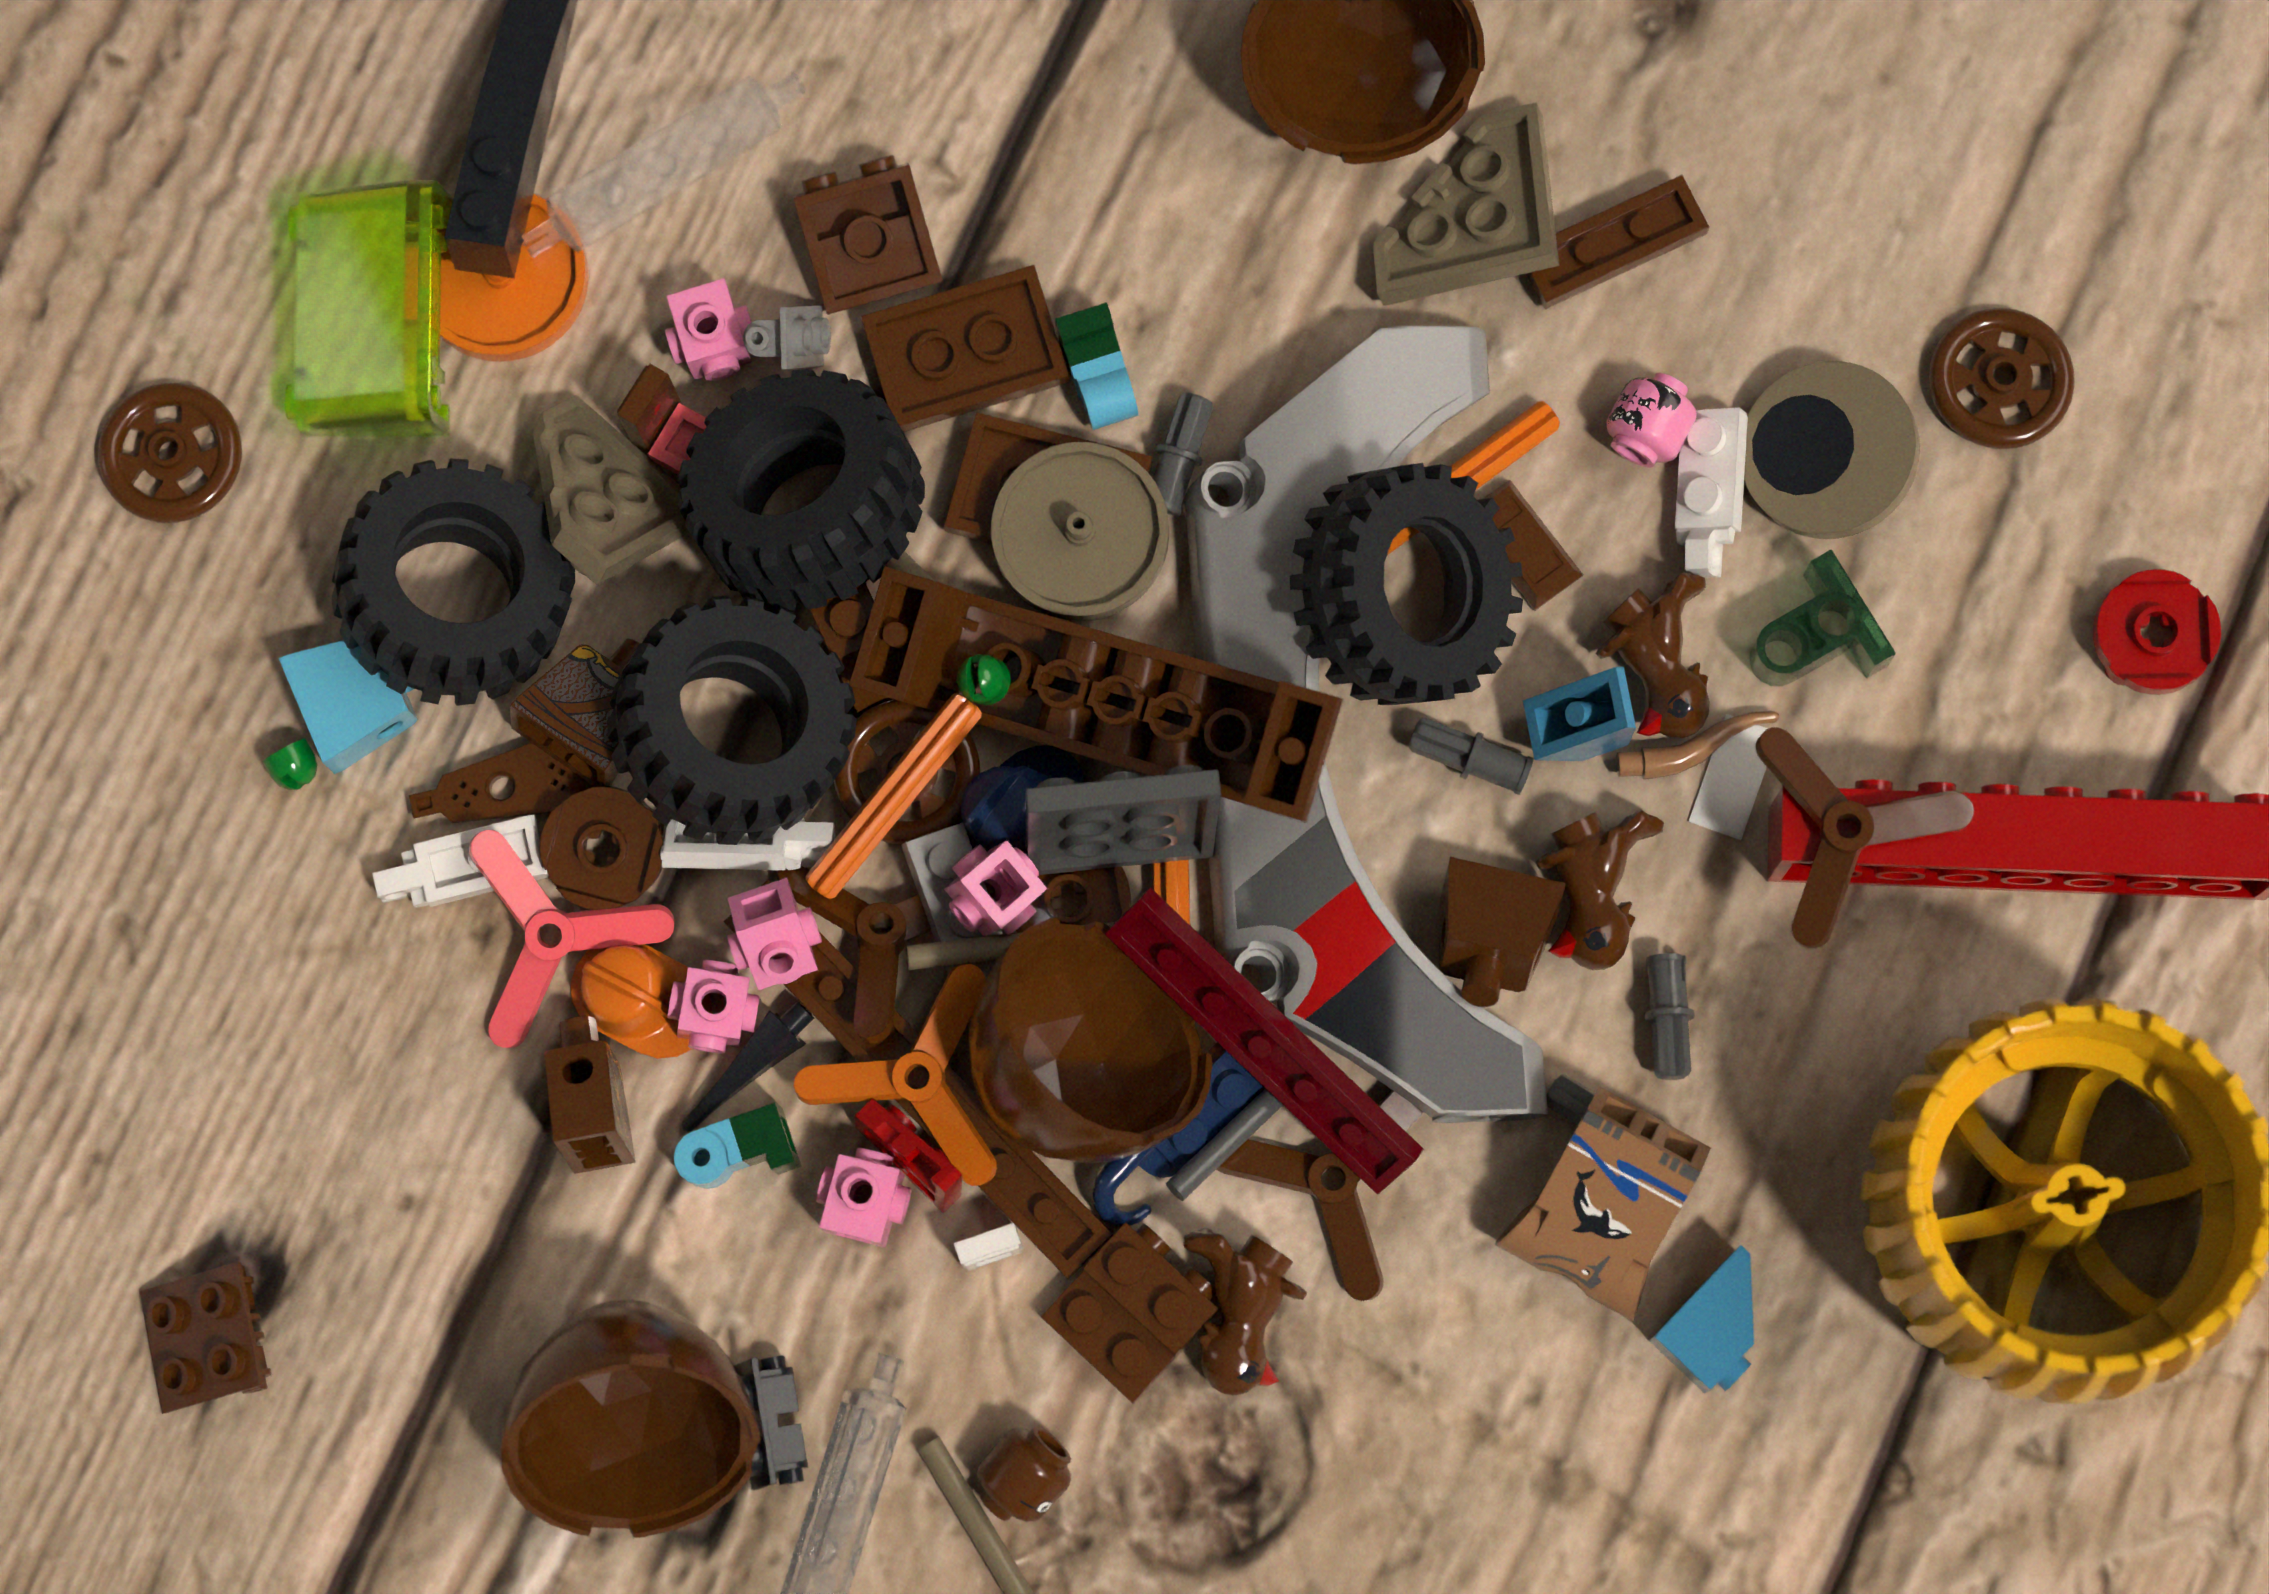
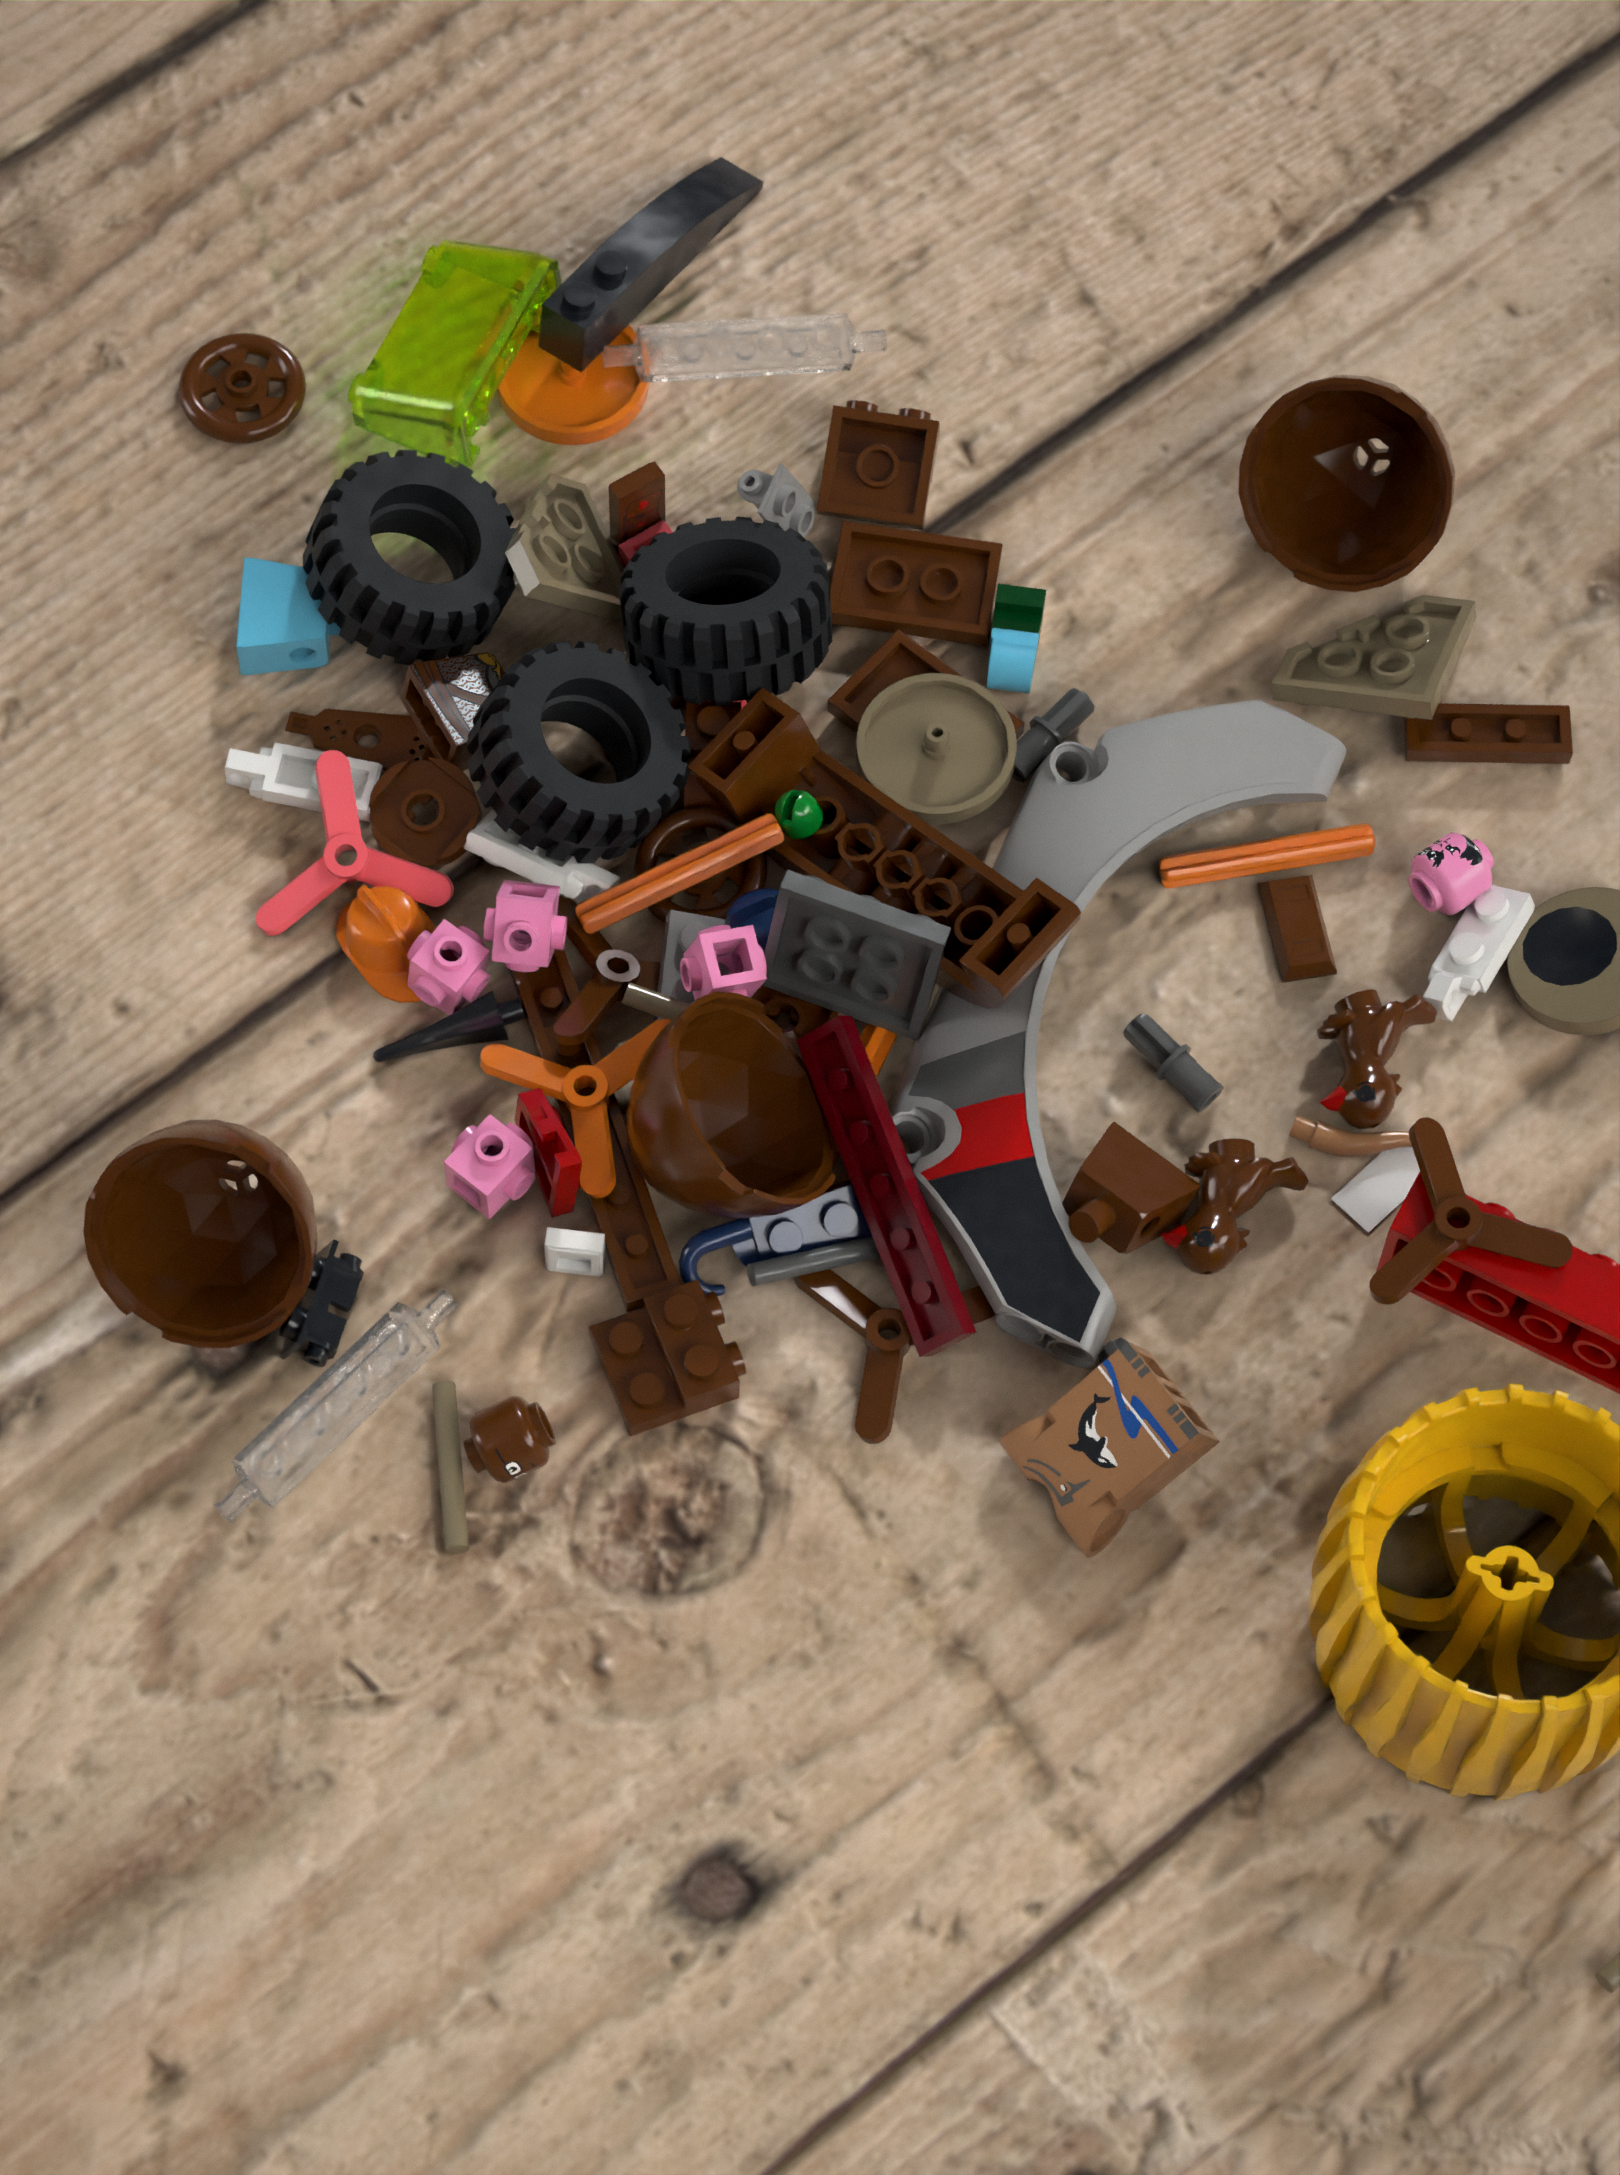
camera: 15 degrees right, 15 degrees down
(292, 765) = (211, 646): green hinge -> none
(587, 1099) = (308, 972): reddish brown torso -> none
(708, 331) = (713, 476): bright pink brick -> none
(717, 1150) = (410, 1083): leg -> none
(1249, 1294) = (772, 1381): reddish brown animal -> none
(1348, 598) = (1125, 899): black tyre -> none
(1581, 718) = (1277, 1064): dark azure slope -> none
(1669, 1015) = (1238, 1333): dark grey axle -> none
(1713, 1327) = (1149, 1589): dark azure slope -> none
(1810, 642) = (1503, 1105): clear green tile -> none

